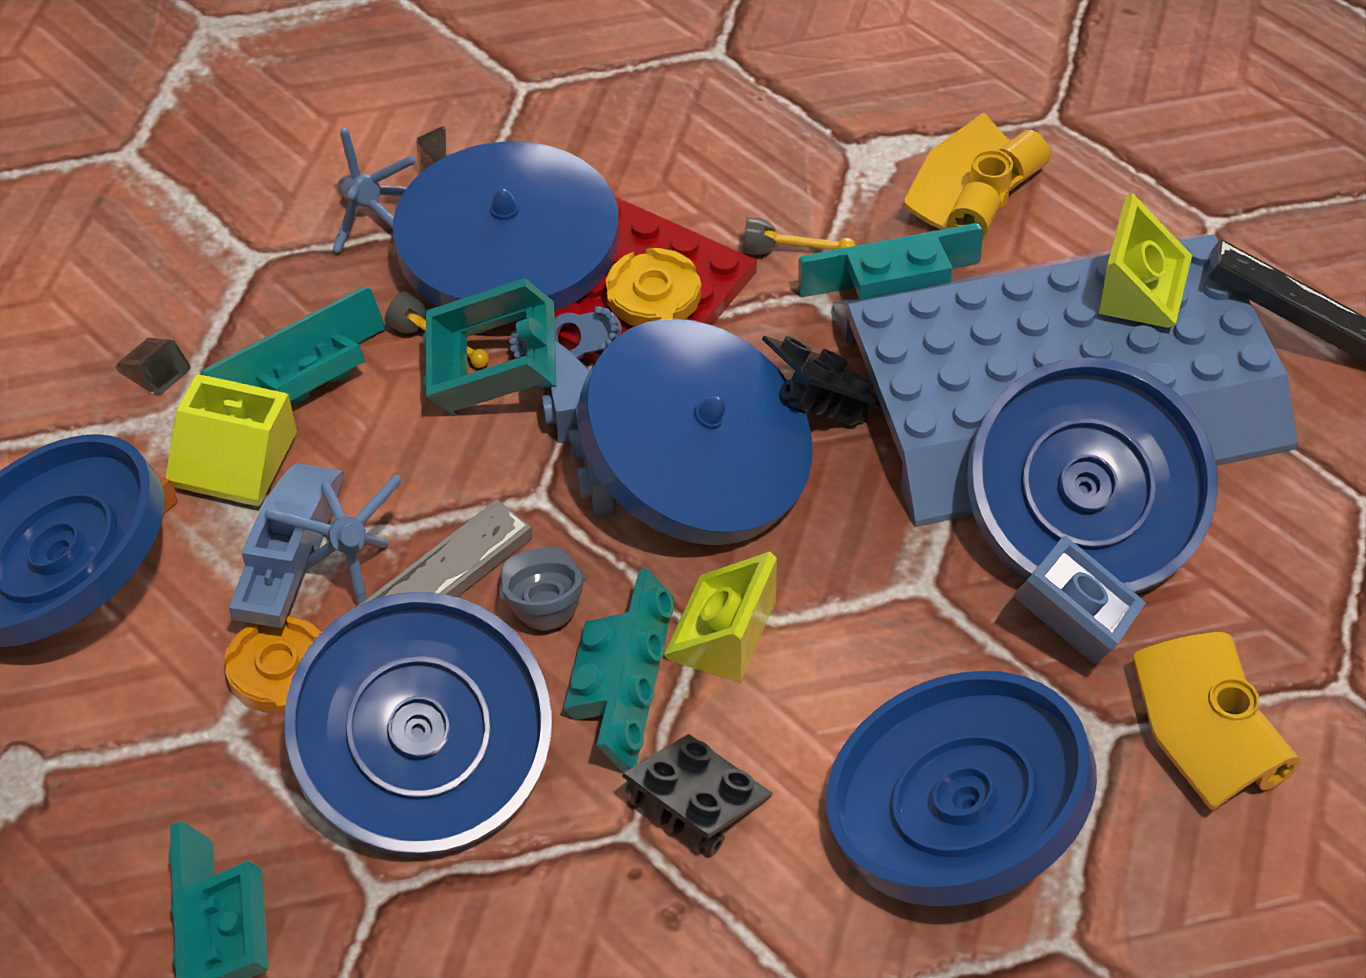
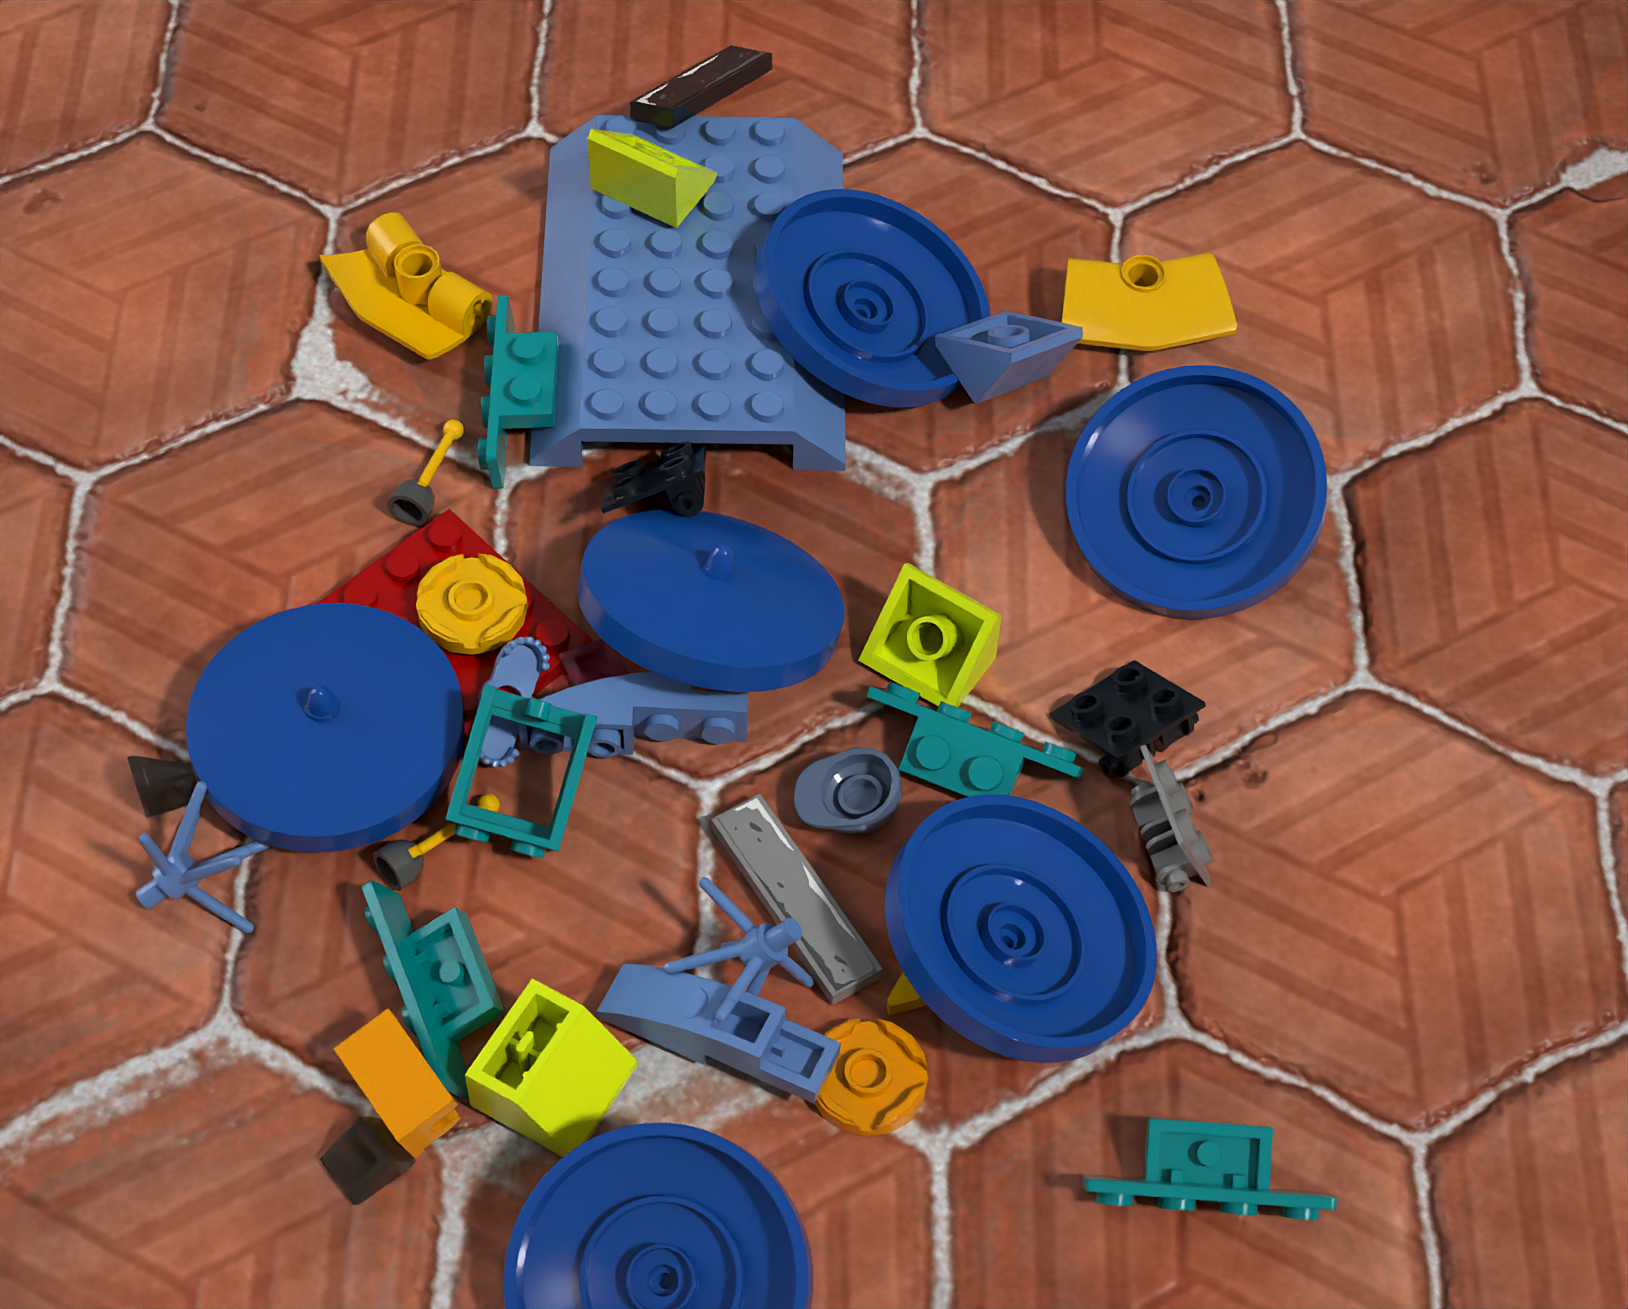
camera: 80 degrees left, 5 degrees up
(197, 348) = (399, 1083): none -> light orange hinge
(570, 831) = (1166, 822): none -> light grey hinge

